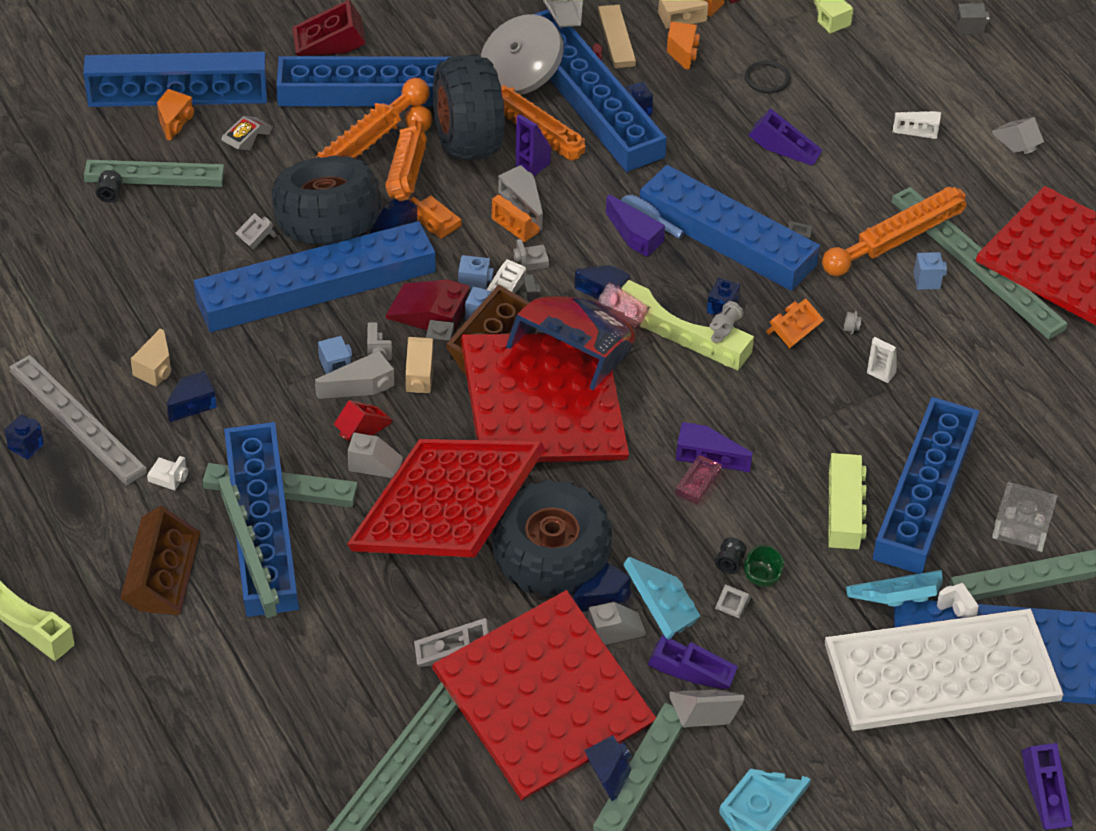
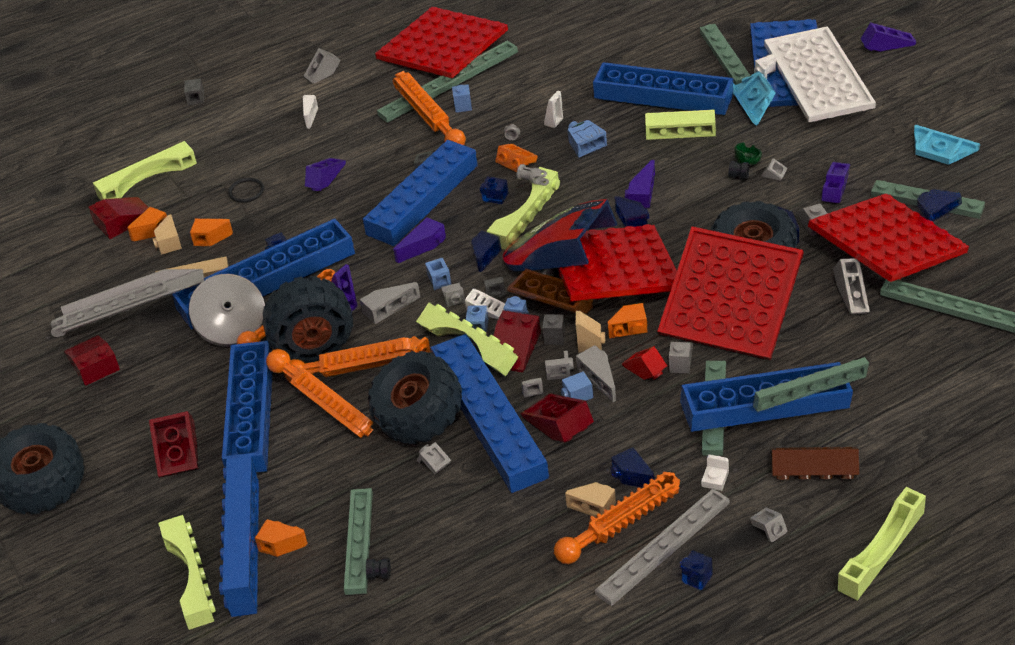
camera: 85 degrees left, 5 degrees down
(75, 508) = (770, 522): none -> light grey bracket
(122, 379) = (666, 485): none -> orange gear
(192, 39) = (194, 601): none -> yellowish green arch
(244, 132) = (309, 482): slope -> none
(290, 336) = (559, 416): none -> dark red slope
(351, 319) = (532, 387): none -> light grey slope
(406, 276) = (493, 353): none -> yellowish green arch
(443, 413) = (628, 321): none -> orange slope
(513, 219) = (417, 301): orange bracket -> none
(566, 239) = (438, 273): none -> medium blue brick
(623, 304) = (514, 230): clear pink plate -> none
(651, 211) = (402, 233): medium blue piece -> none
(652, 430) = (631, 212): none -> clear blue slope
(663, 596) = (791, 190): medium azure wing -> none
(698, 479) = (671, 190): clear pink plate -> none
(706, 706) = (873, 166): light grey slope -> none
(827, 394) = (586, 137): none -> medium blue torso
(1024, 516) = (683, 49): clear brick -> none

